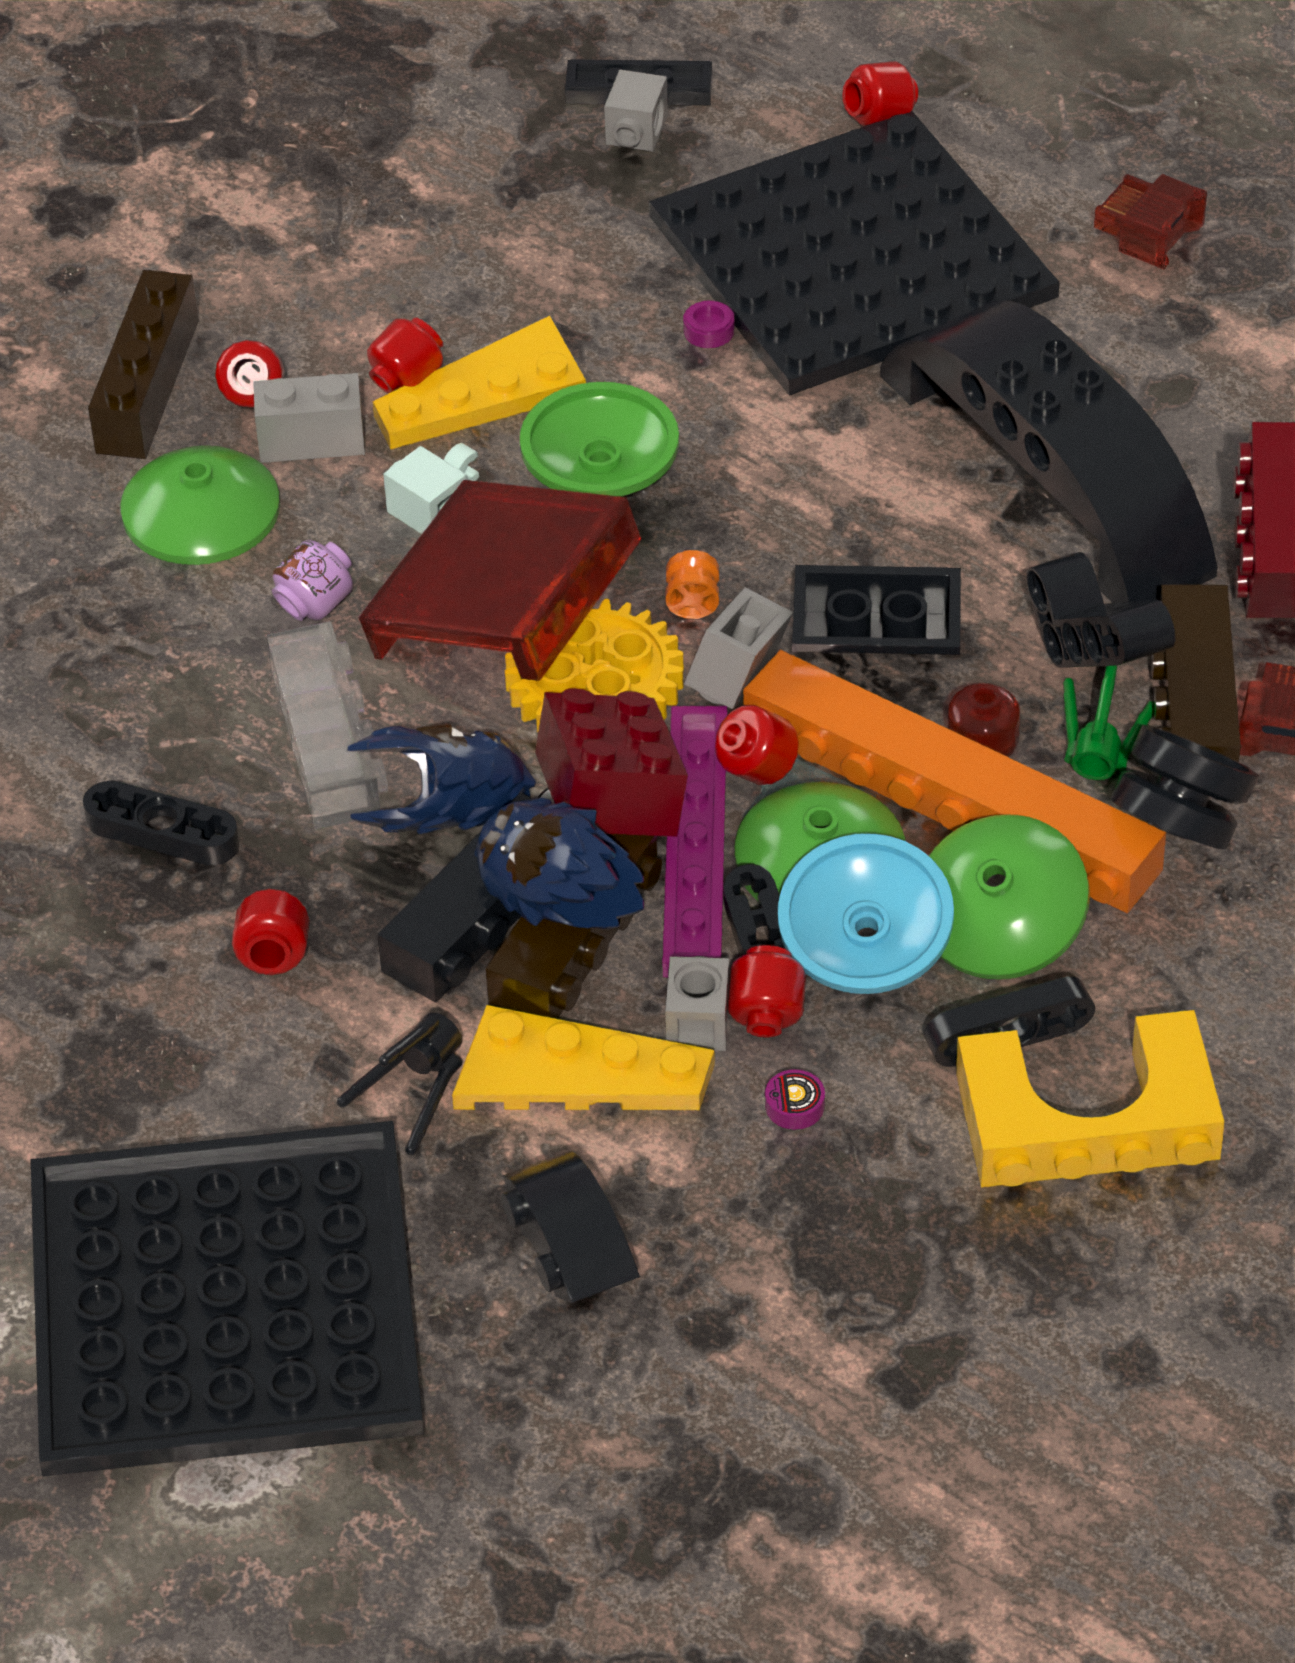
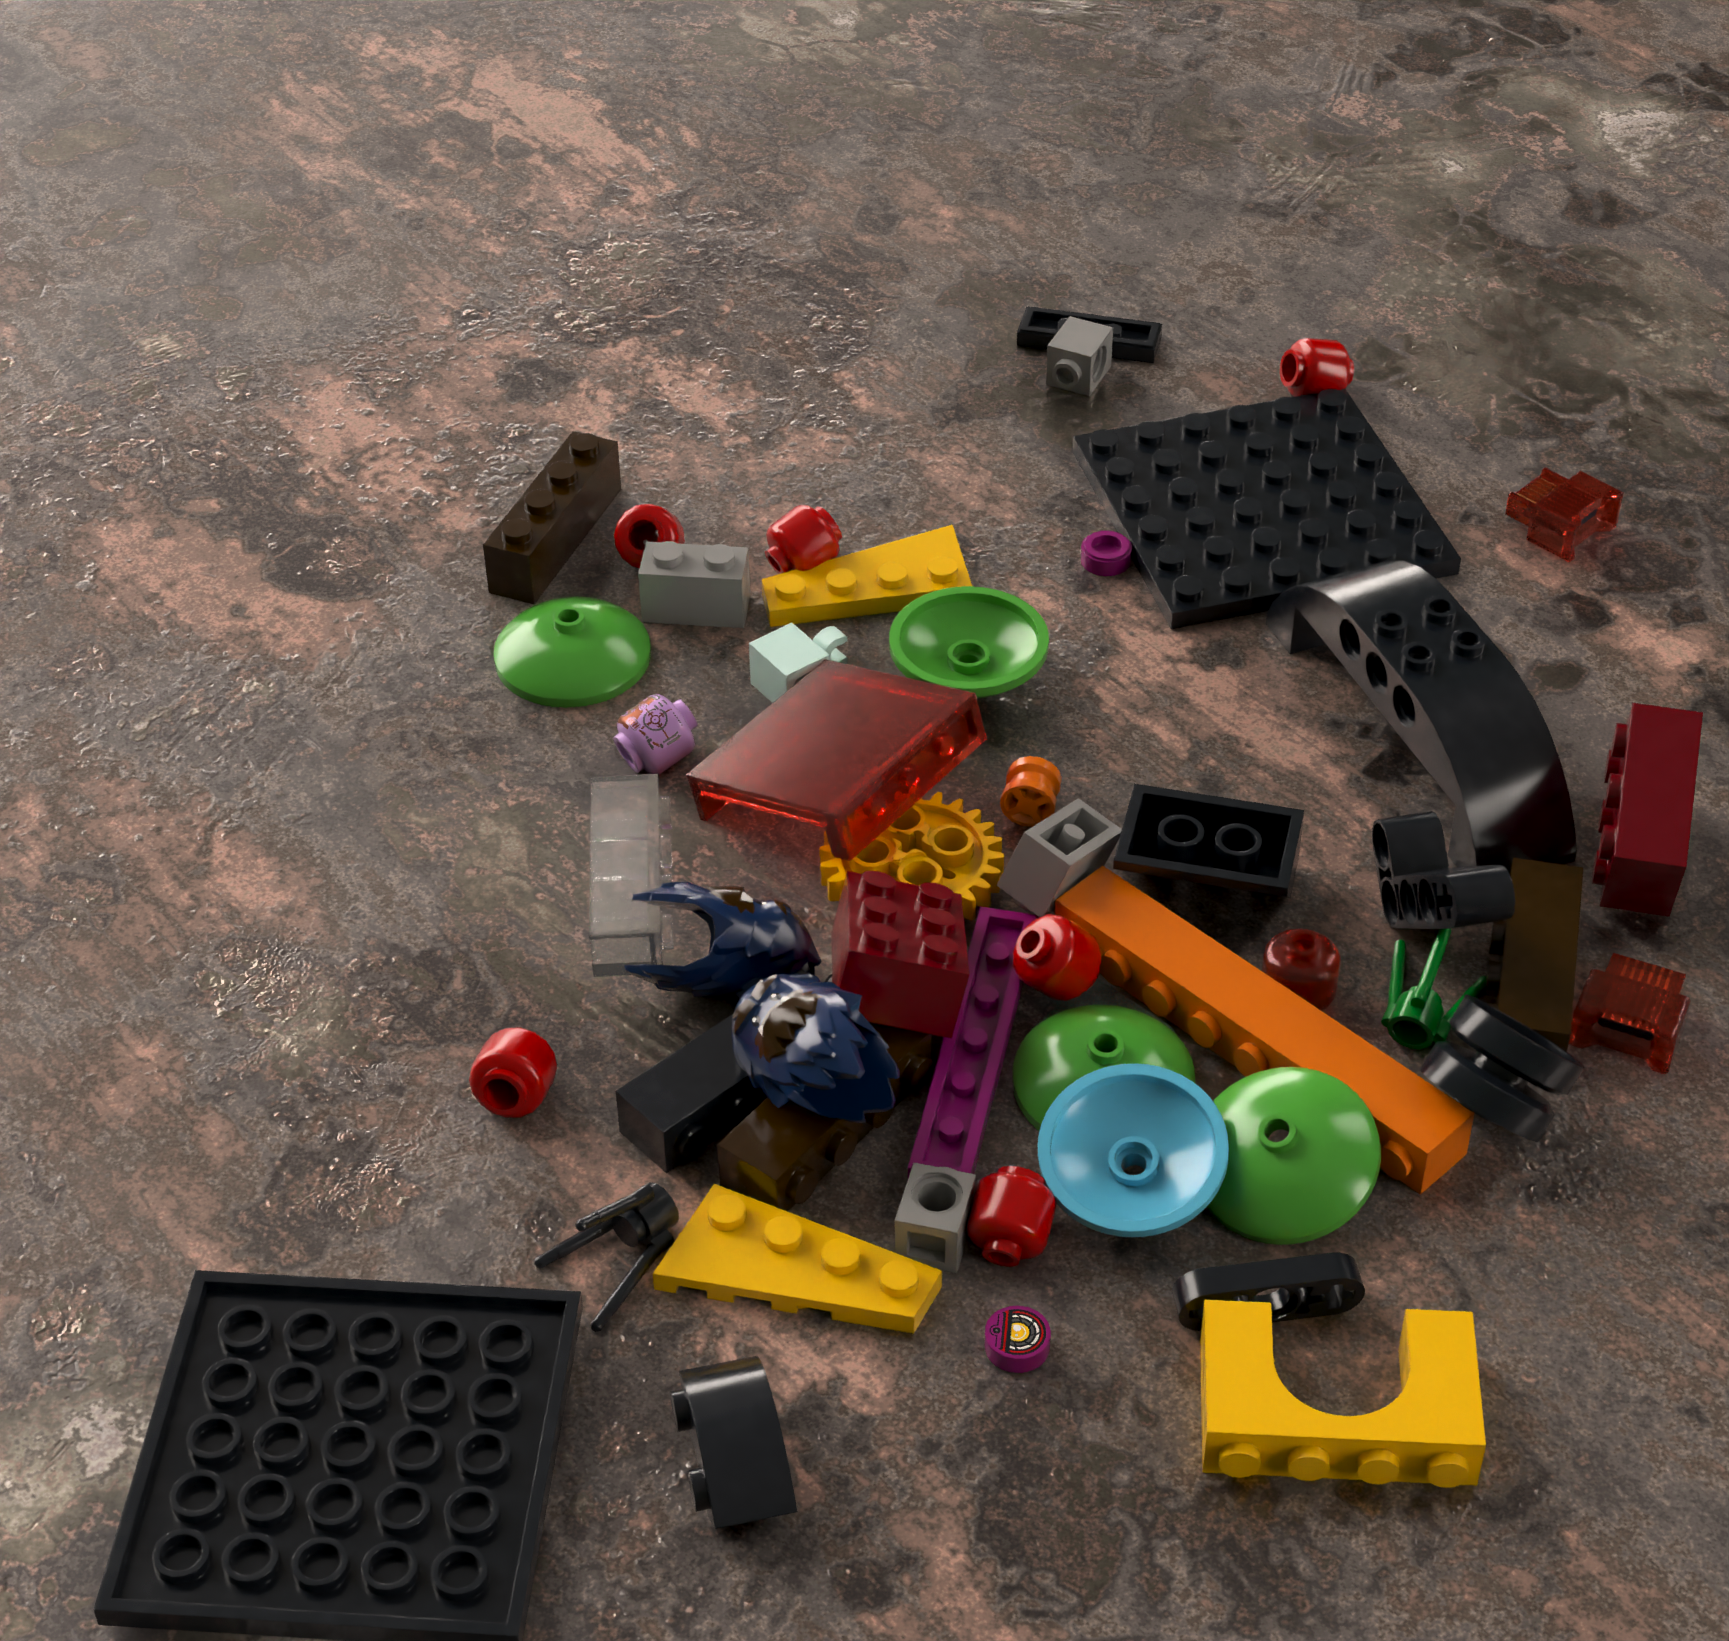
camera: 10 degrees right, 5 degrees down
(178, 840) = (450, 966): black beam -> none
(741, 918) = (1003, 1135): black beam -> none

